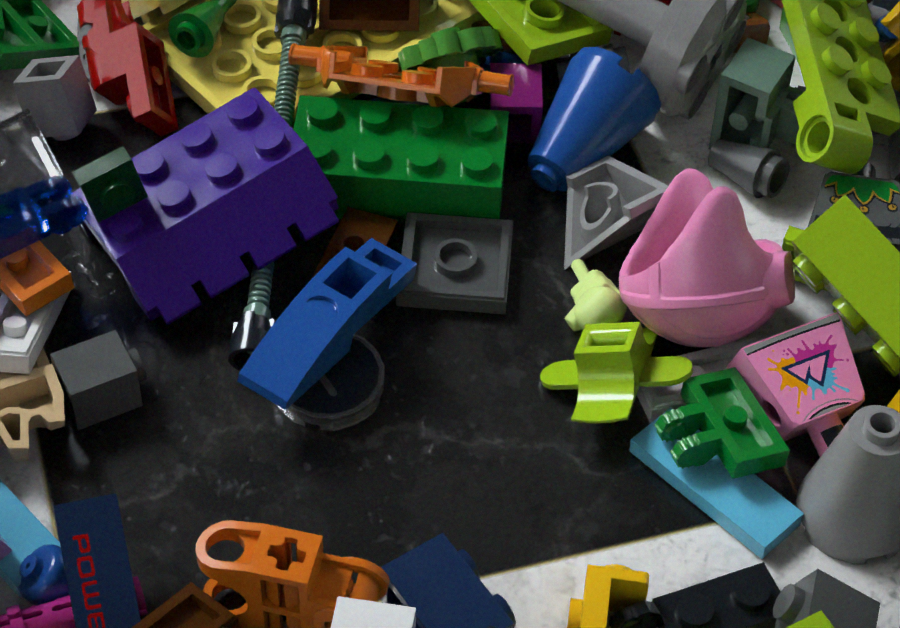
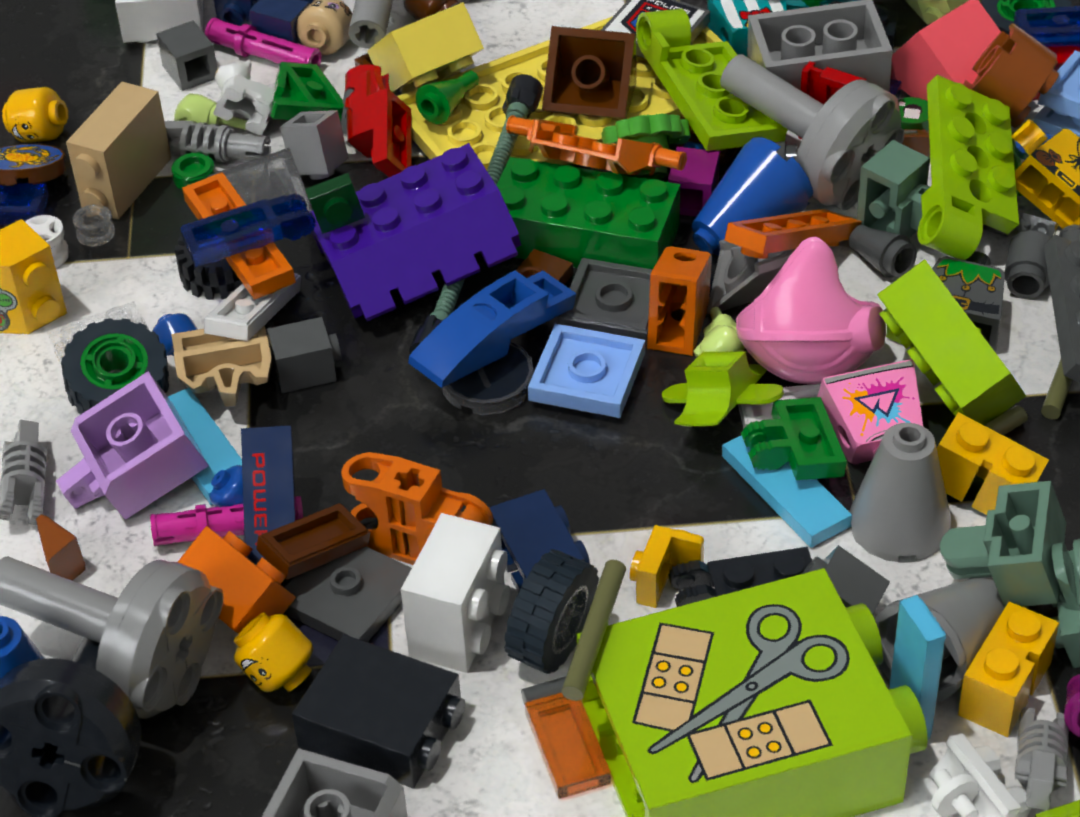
camera: 15 degrees right, 5 degrees down
(447, 360) = (586, 370): none -> light blue plate
(539, 237) = (677, 283): none -> orange torso
(651, 161) = (787, 231): none -> orange plate

